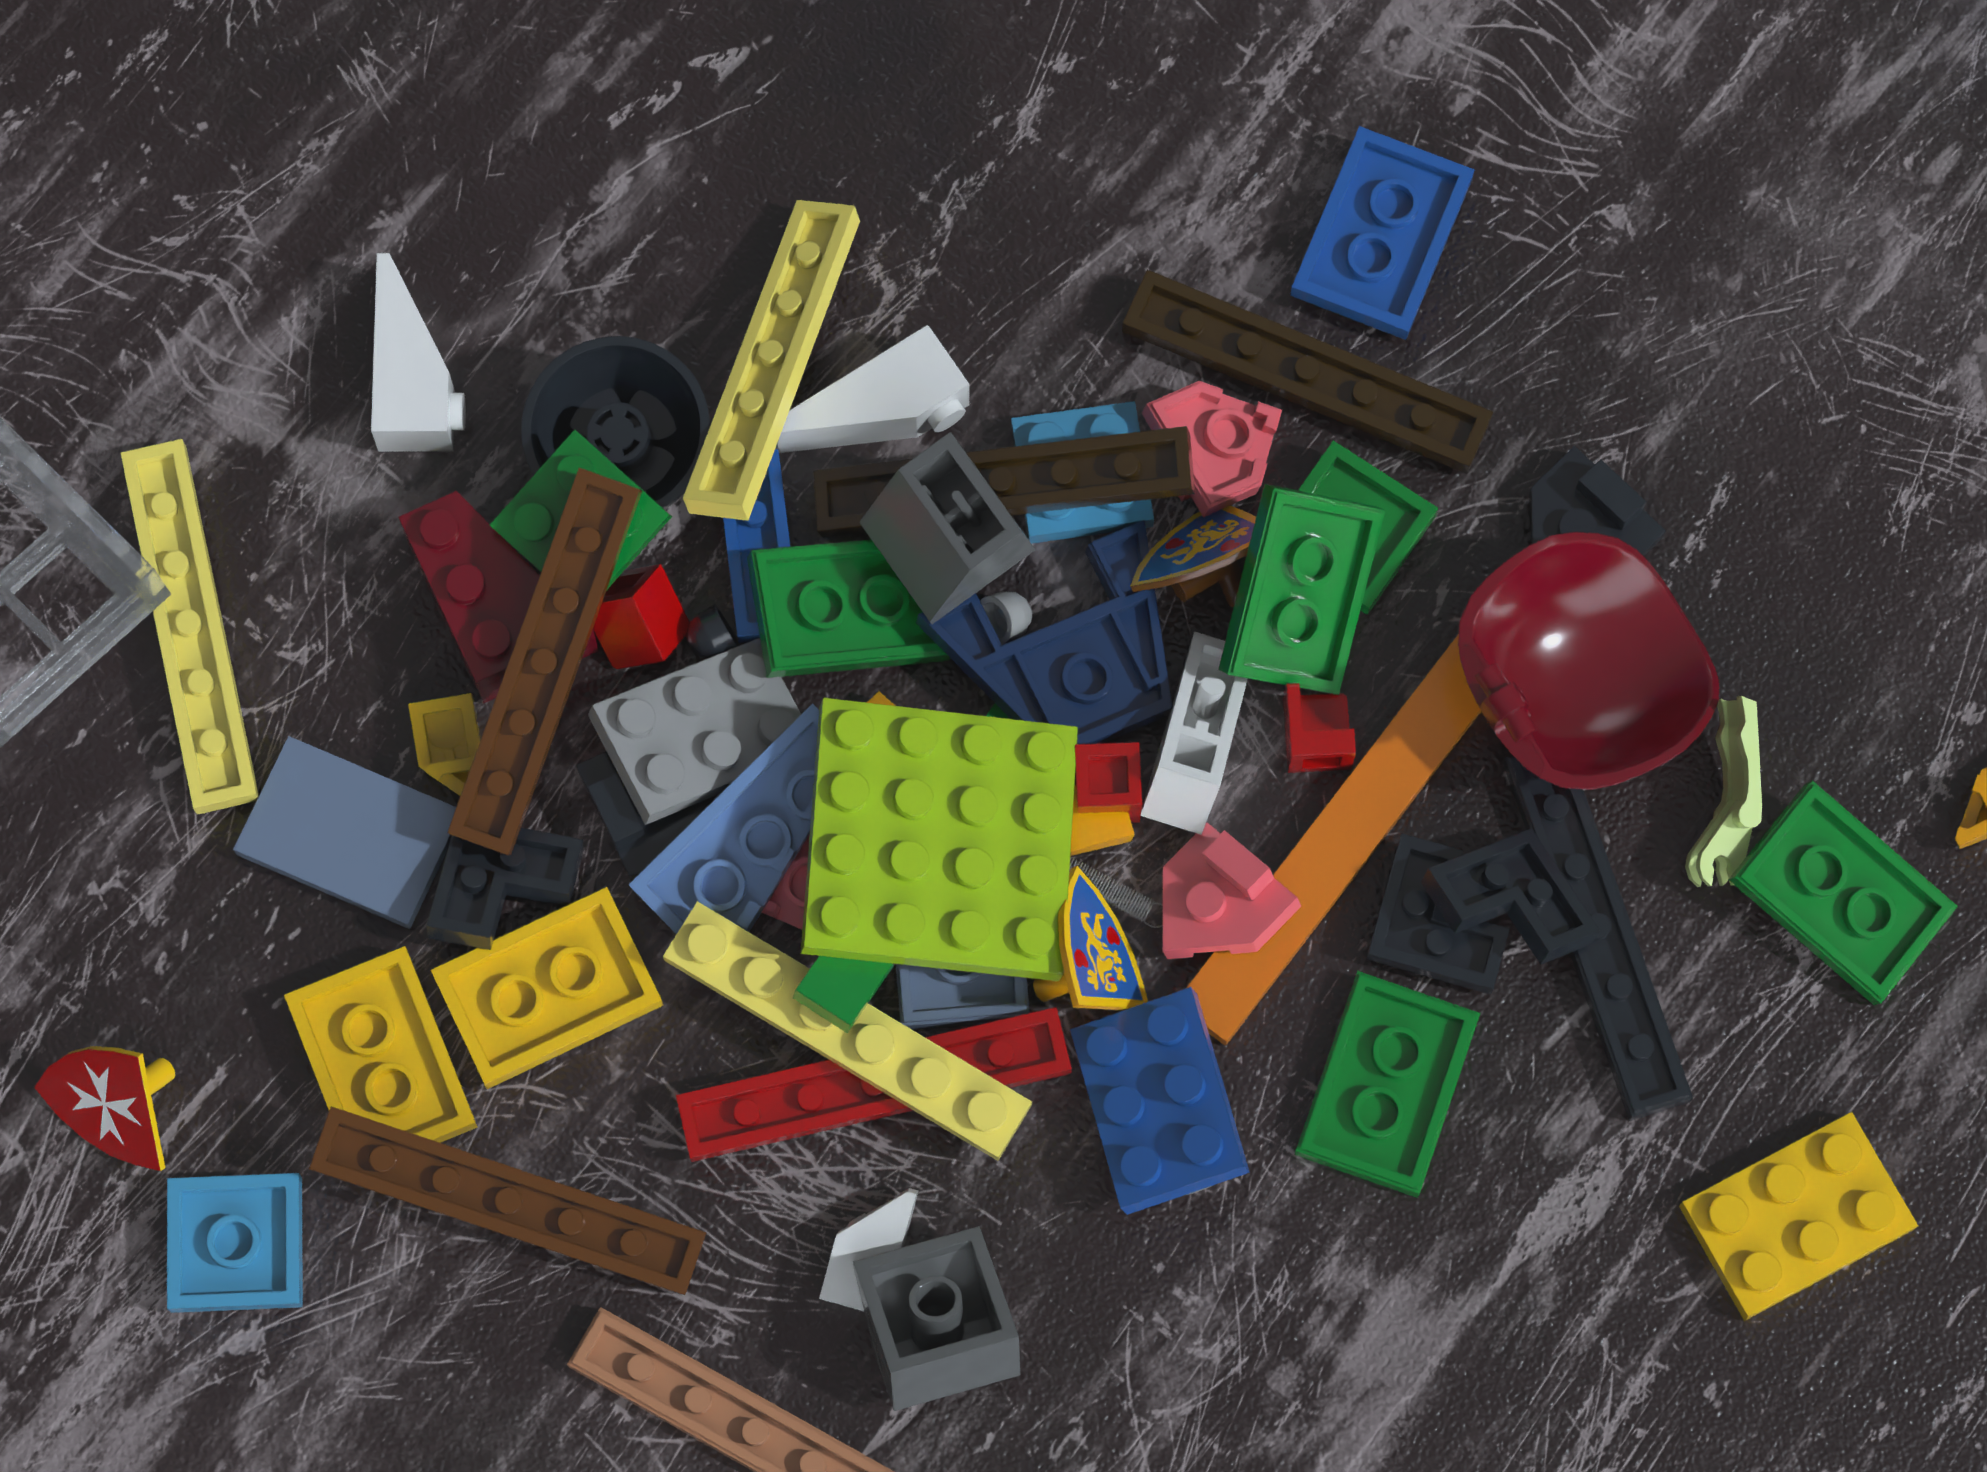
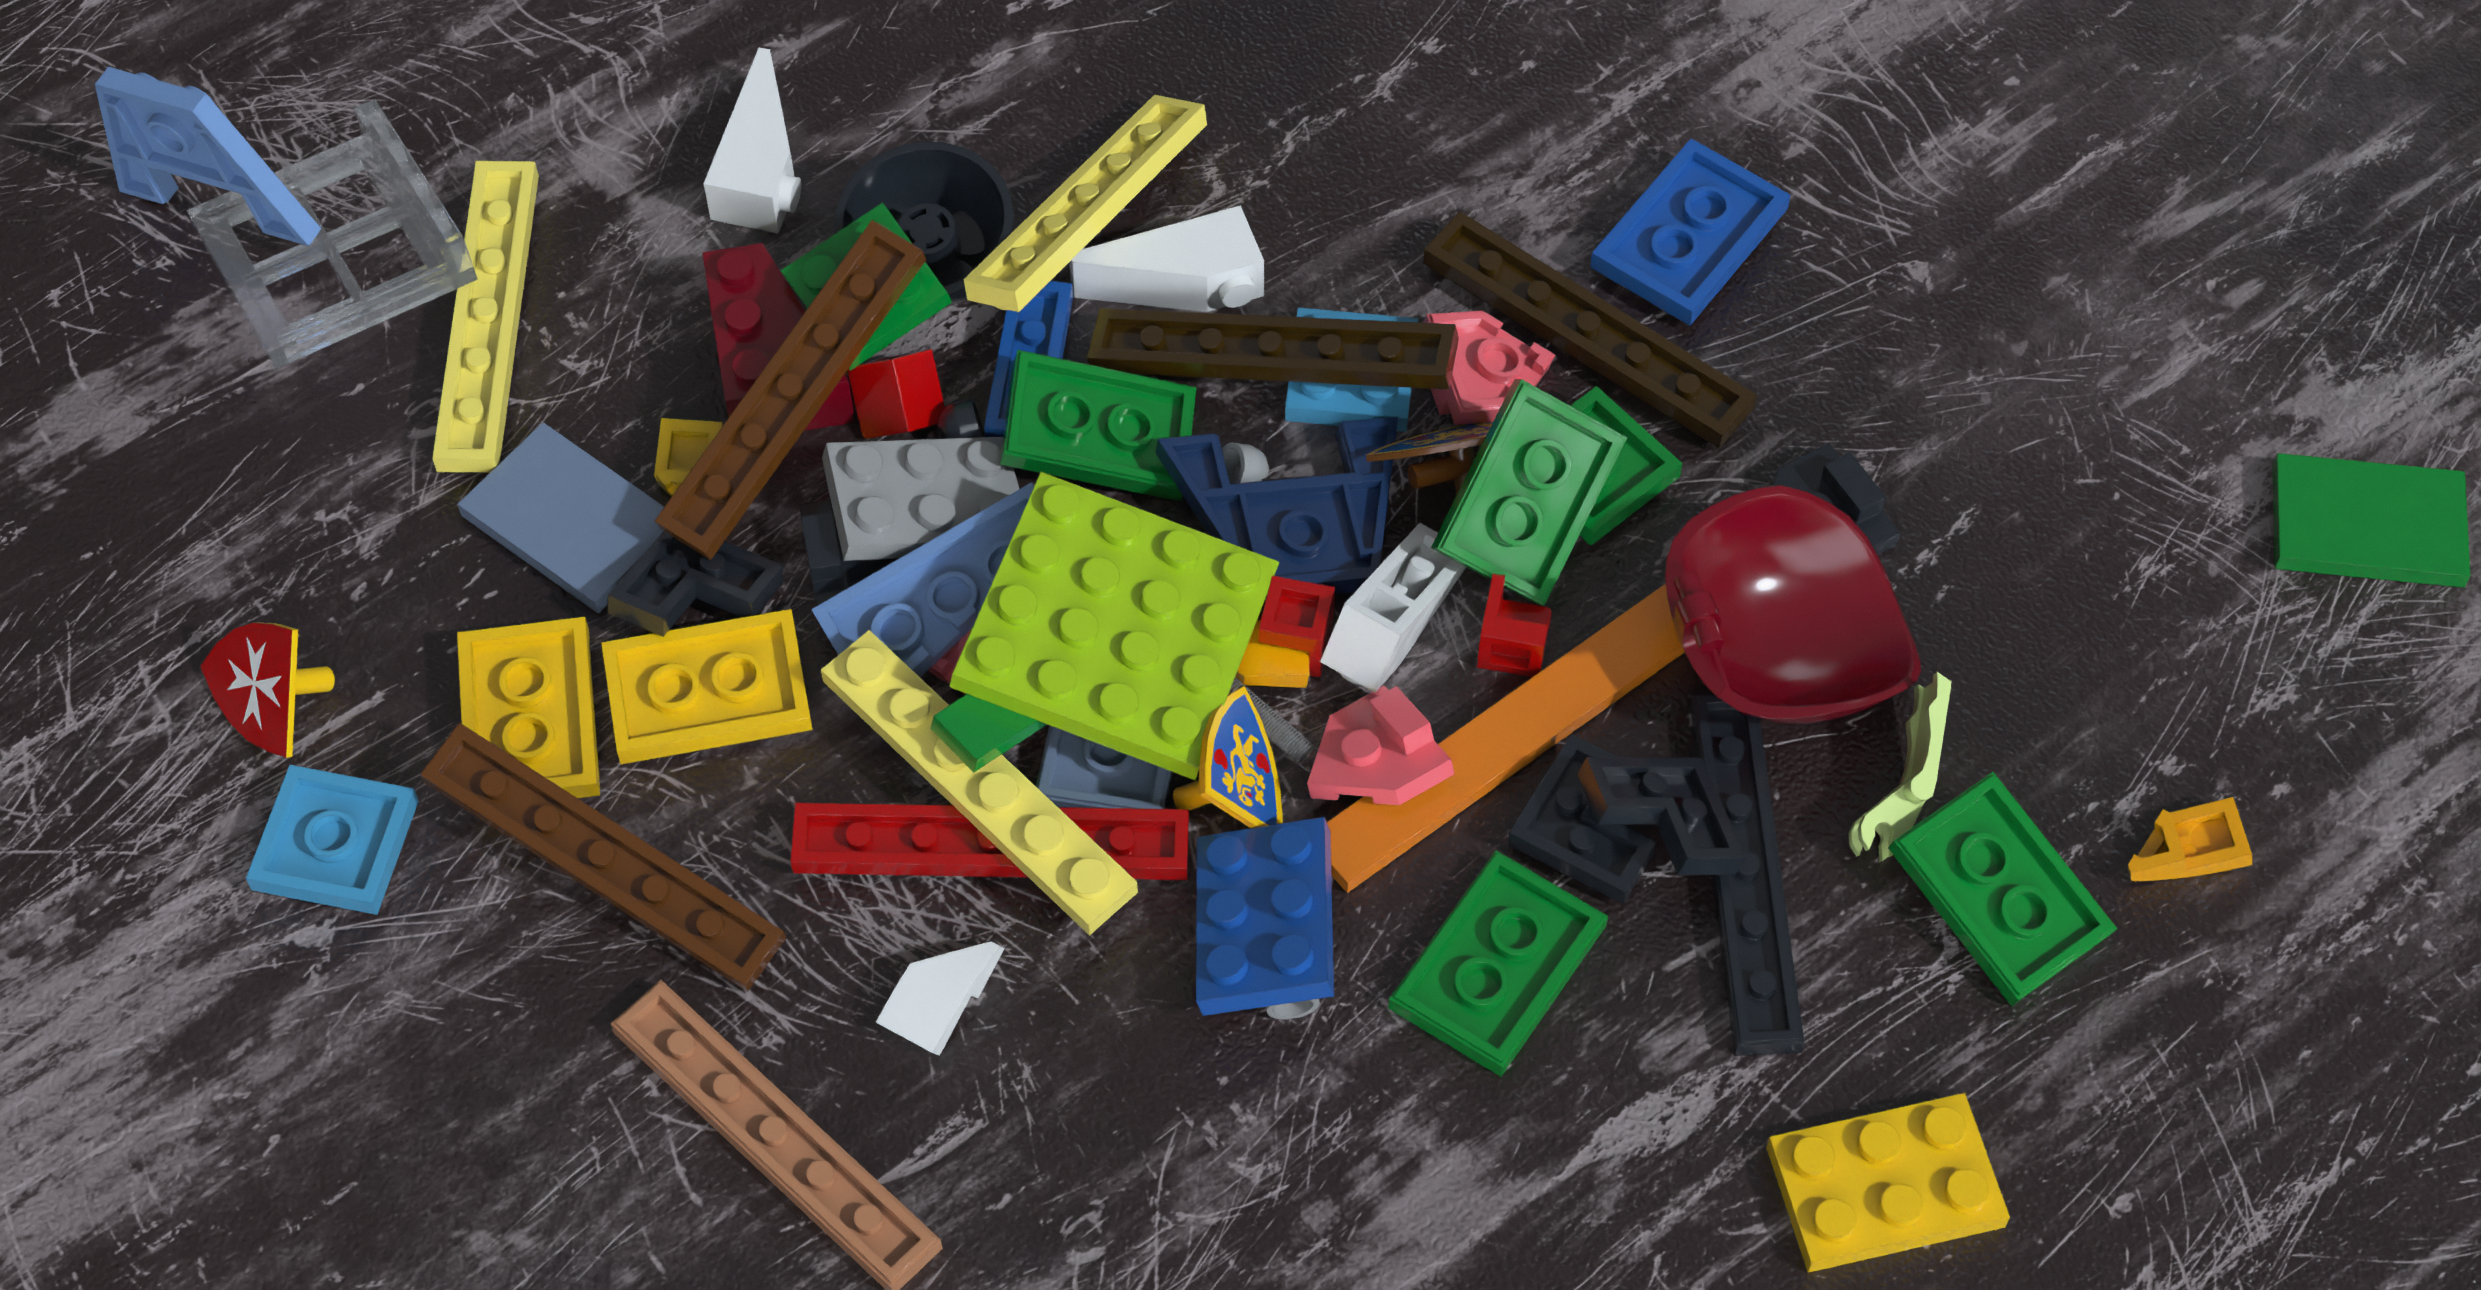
camera: 15 degrees right, 15 degrees down
(937, 1318) = (984, 1063): dark grey slope -> none
(944, 529) = (1202, 360): dark grey slope -> none

